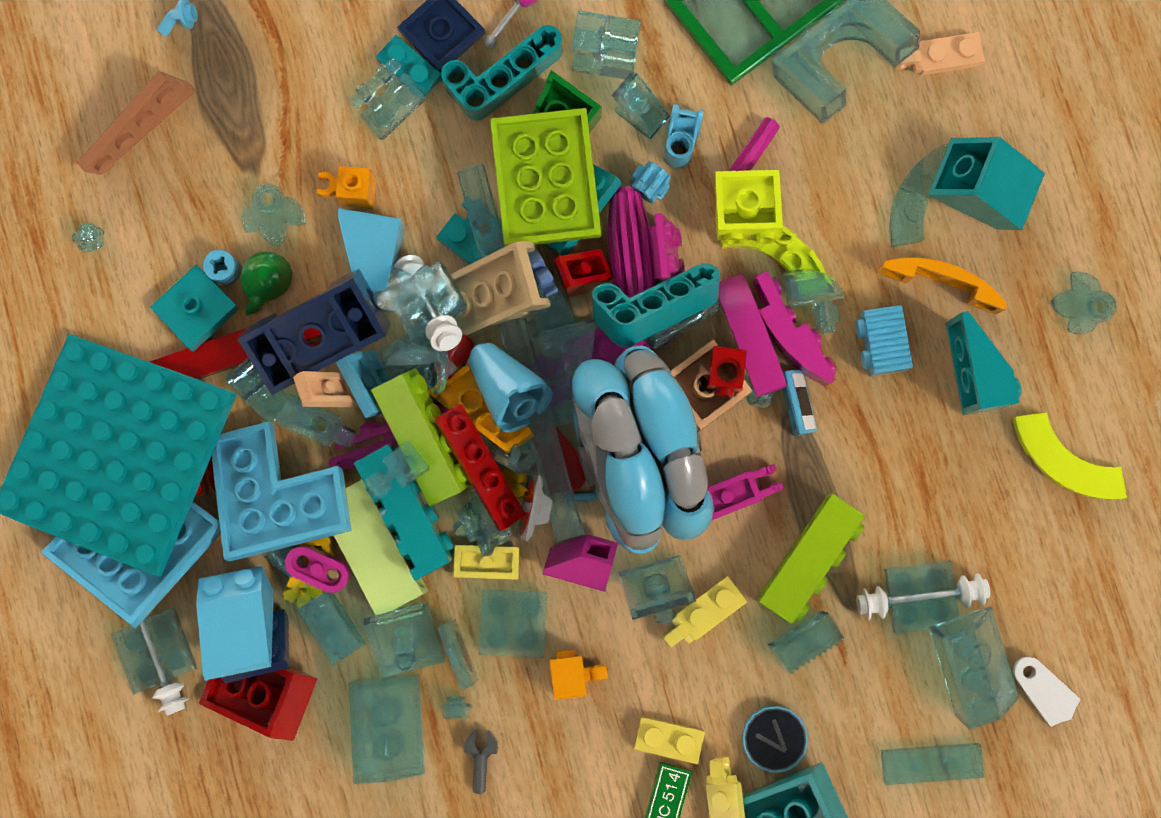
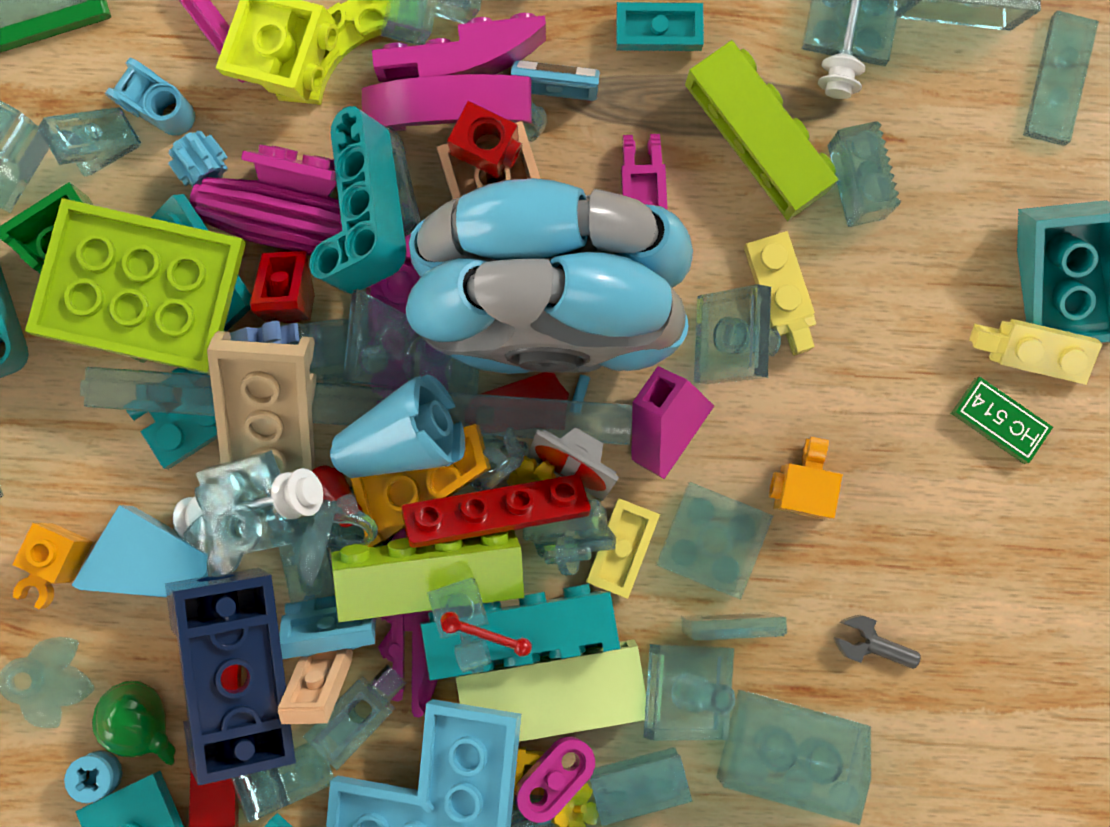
camera: 80 degrees left, 0 degrees up
(393, 463) = (451, 623): none -> red hinge
(455, 708) = (799, 654): clear light blue plate -> none
(669, 740) = (928, 391): light yellow plate -> none
(774, 738) = (969, 258): black tile -> none
(861, 462) = (659, 26): none -> teal plate

